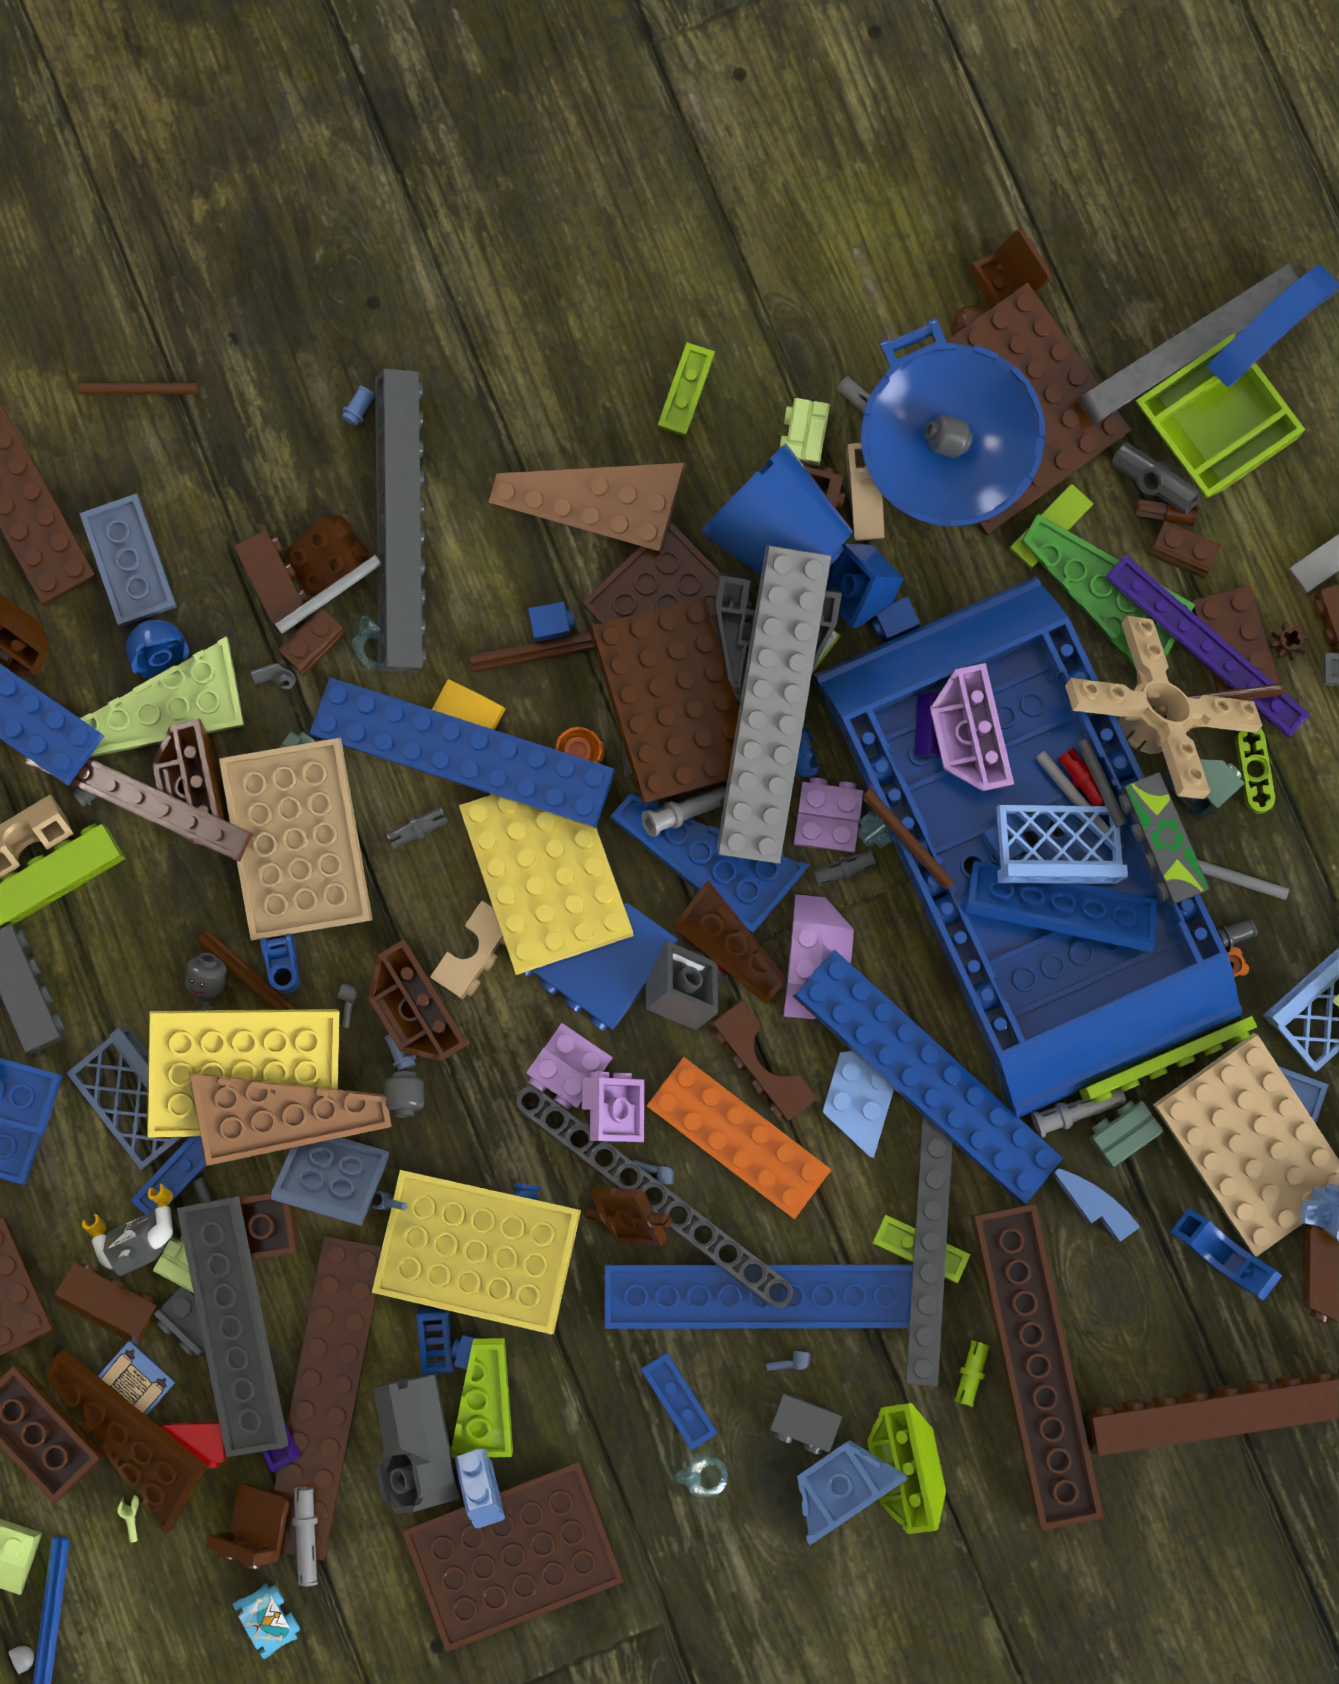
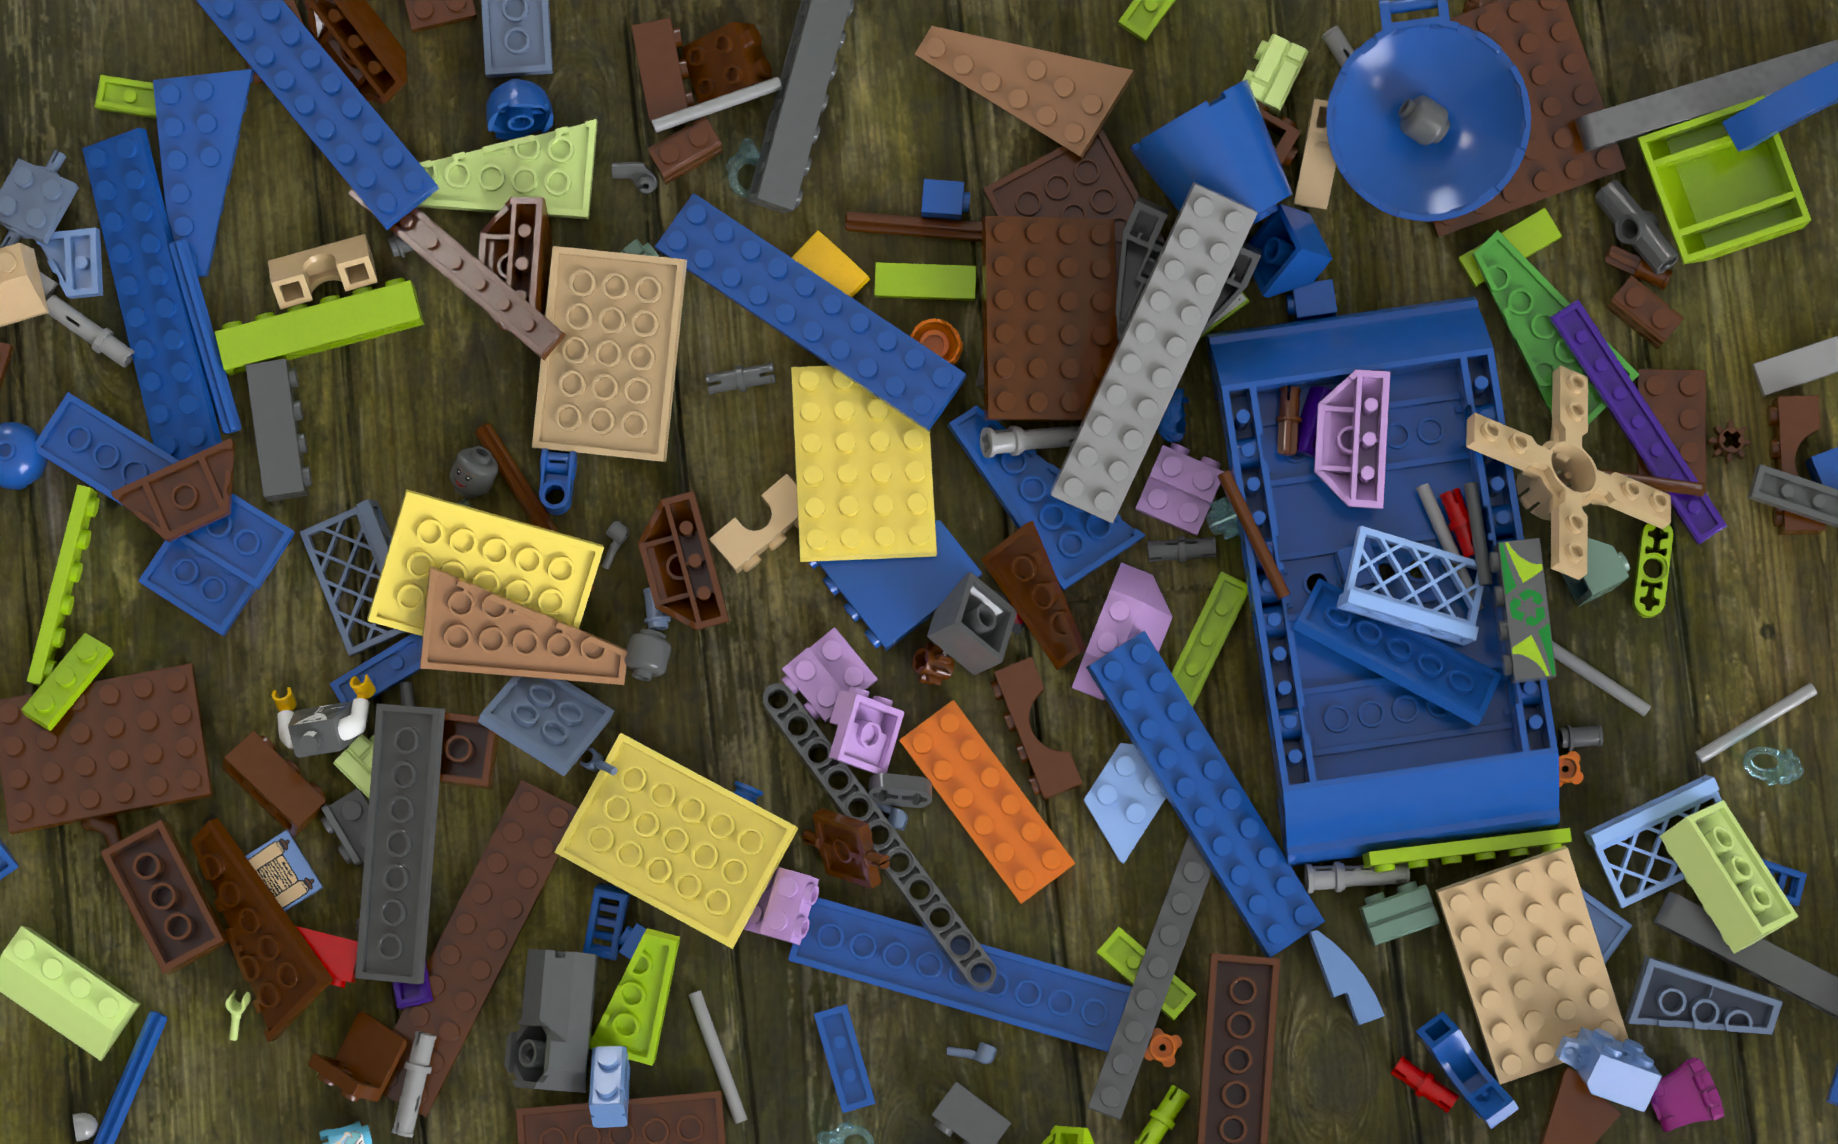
camera: 20 degrees right, 0 degrees up
(554, 697) = (925, 281): none -> lime tile
(567, 1431) = (717, 1057): none -> light grey piece
(589, 1282) = (785, 906): none -> lavender plate
(657, 1031) = (933, 664): none -> reddish brown gear
(660, 1150) = (900, 790): none -> dark grey beam
(890, 936) = (1209, 635): none -> lime tile
(908, 731) = (1288, 421): none -> reddish brown axle
(960, 1316) = (1166, 1056): none -> orange plate
(1191, 1276) = (1424, 1084): none -> red pin

